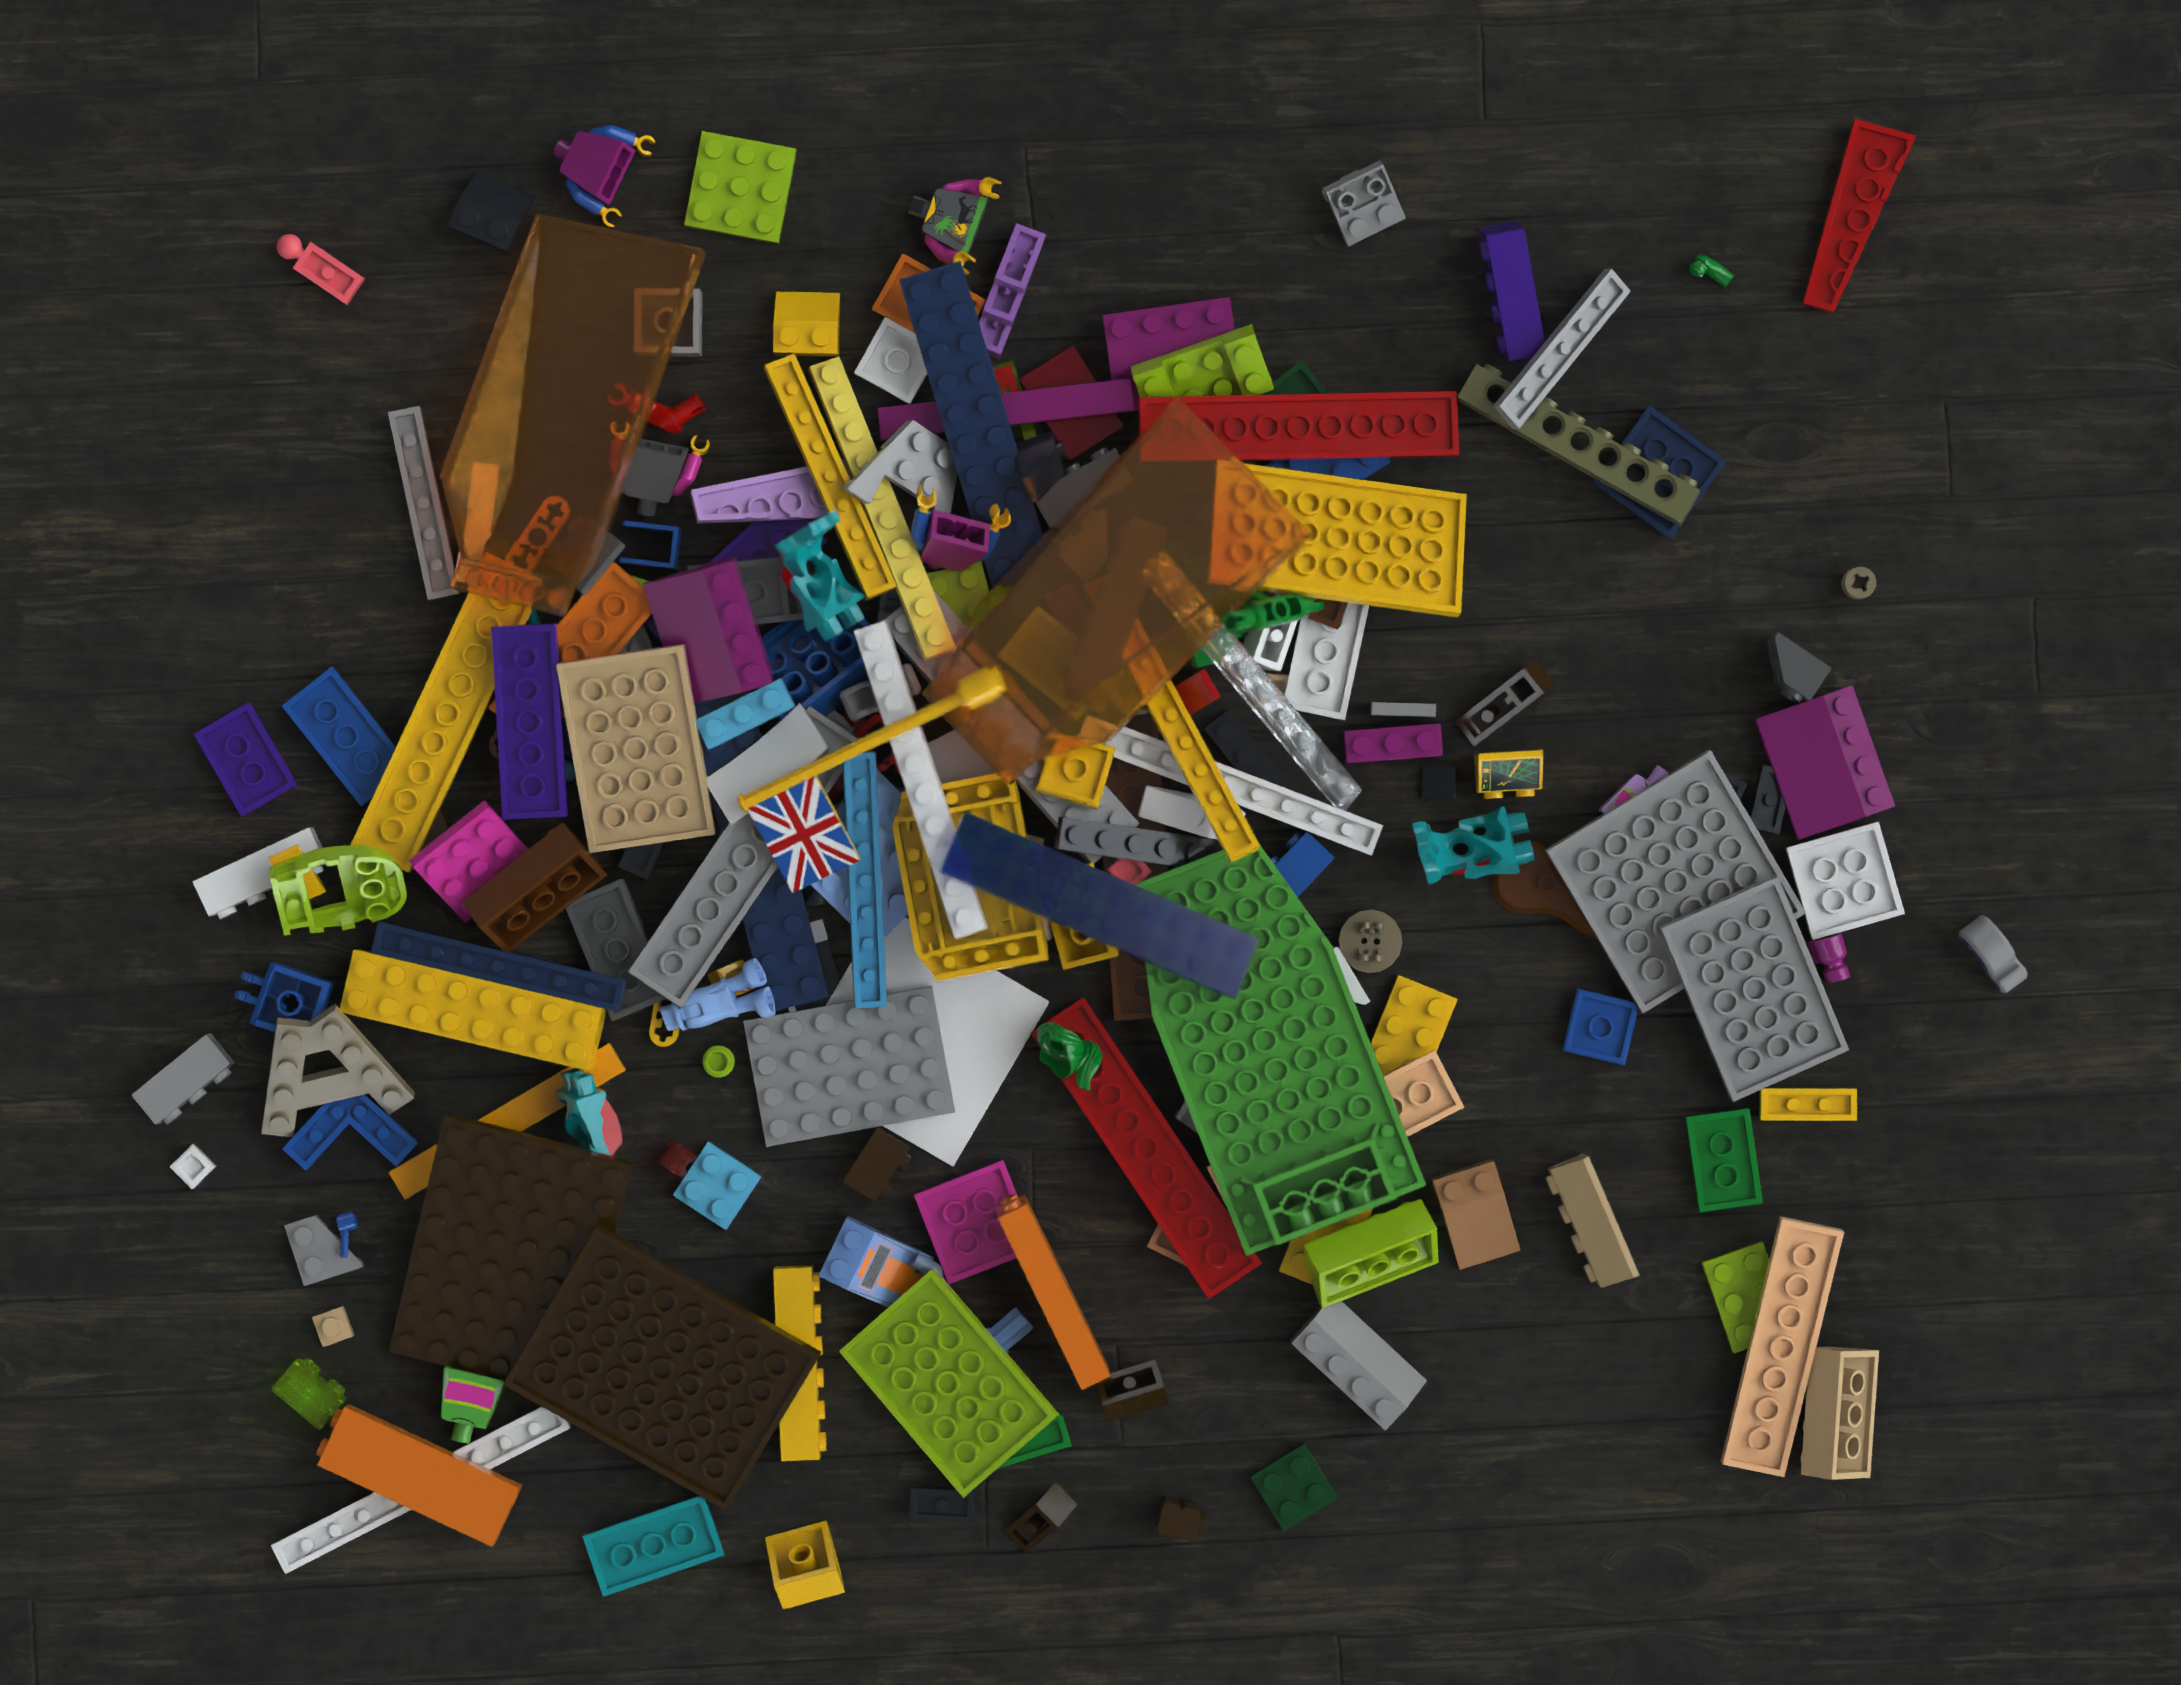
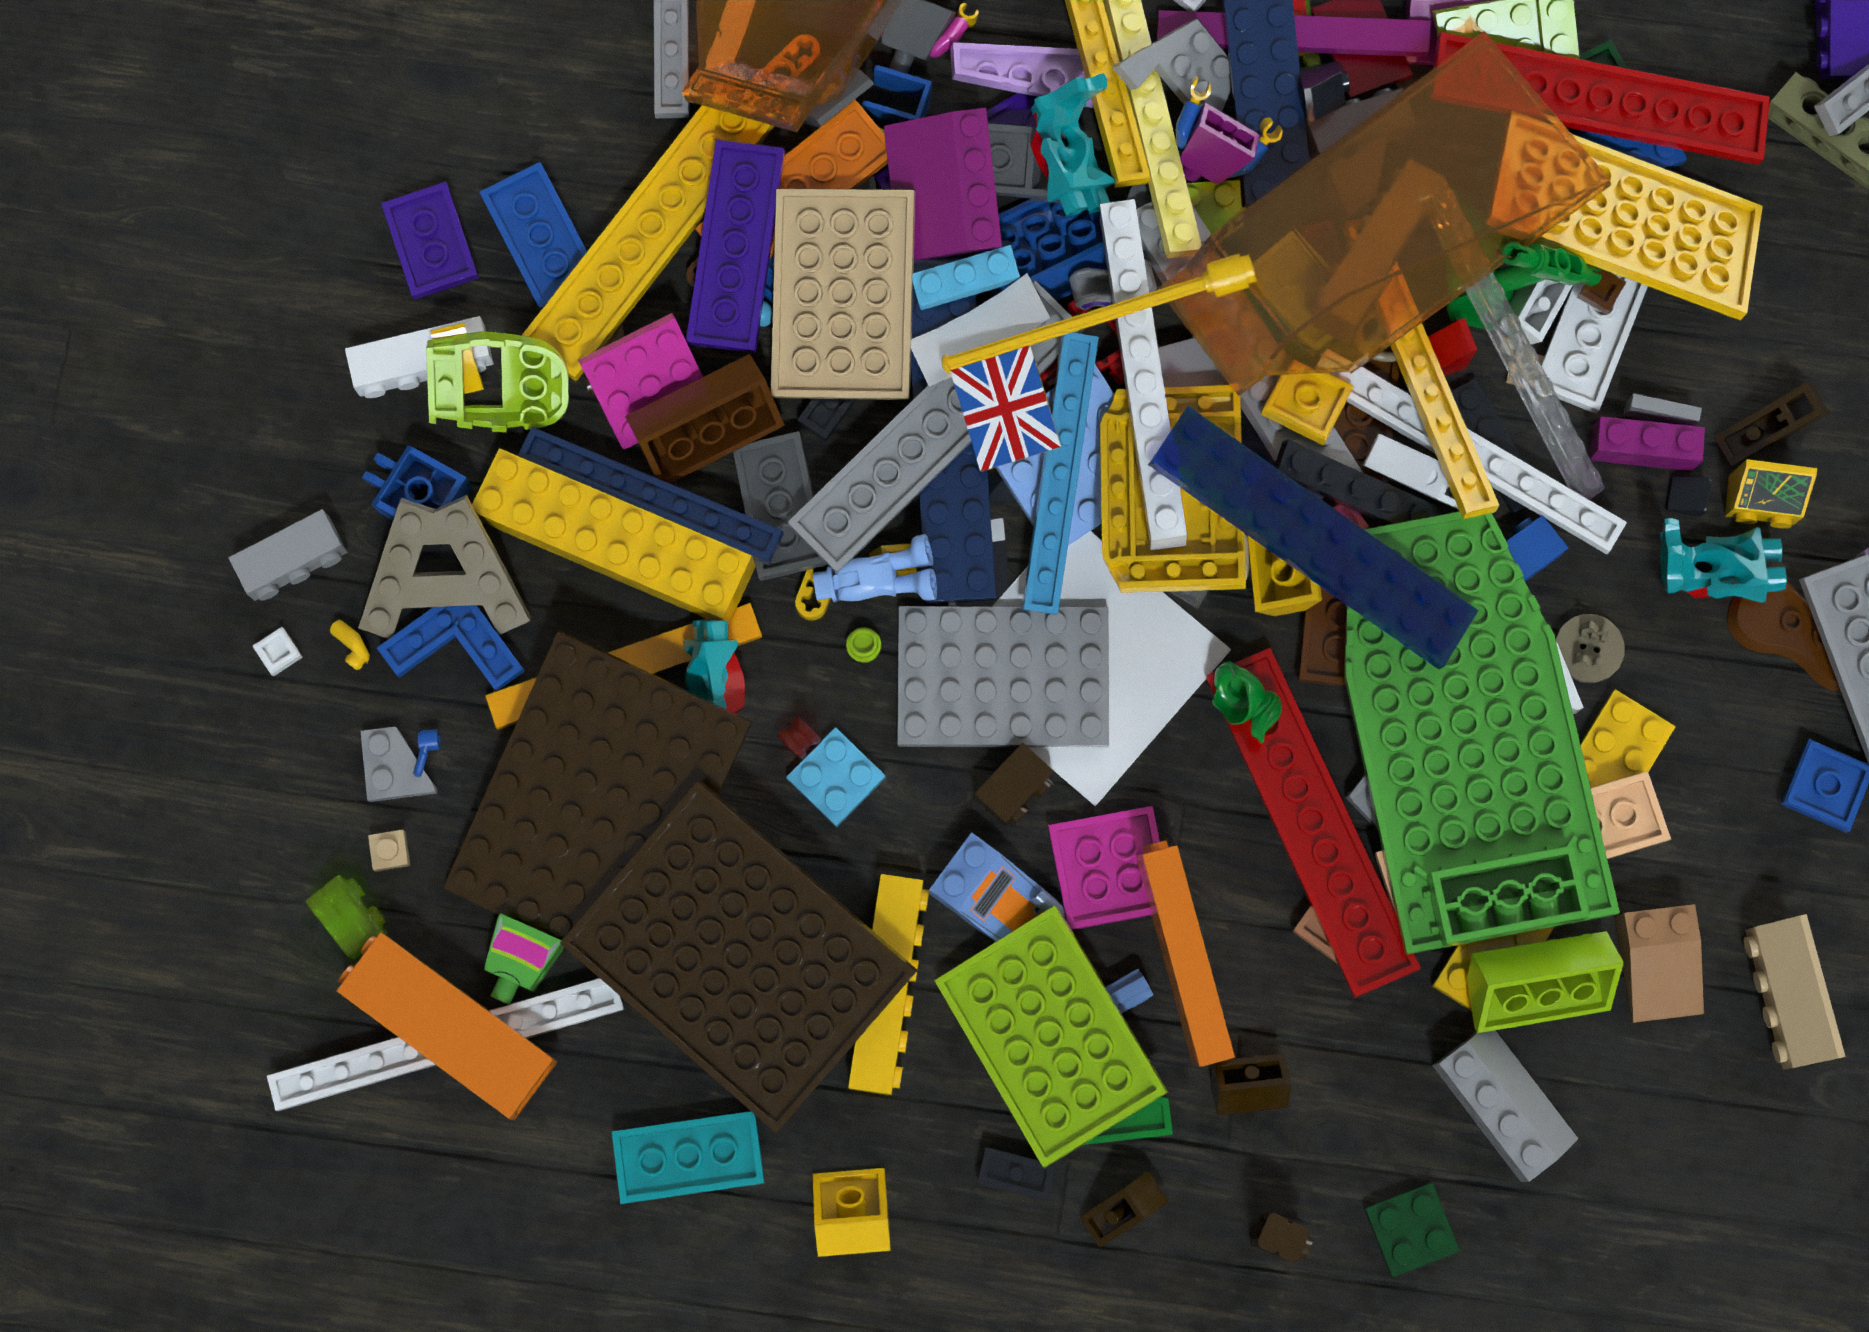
camera: 10 degrees right, 10 degrees down
(267, 1155) = (353, 641): none -> yellow arm

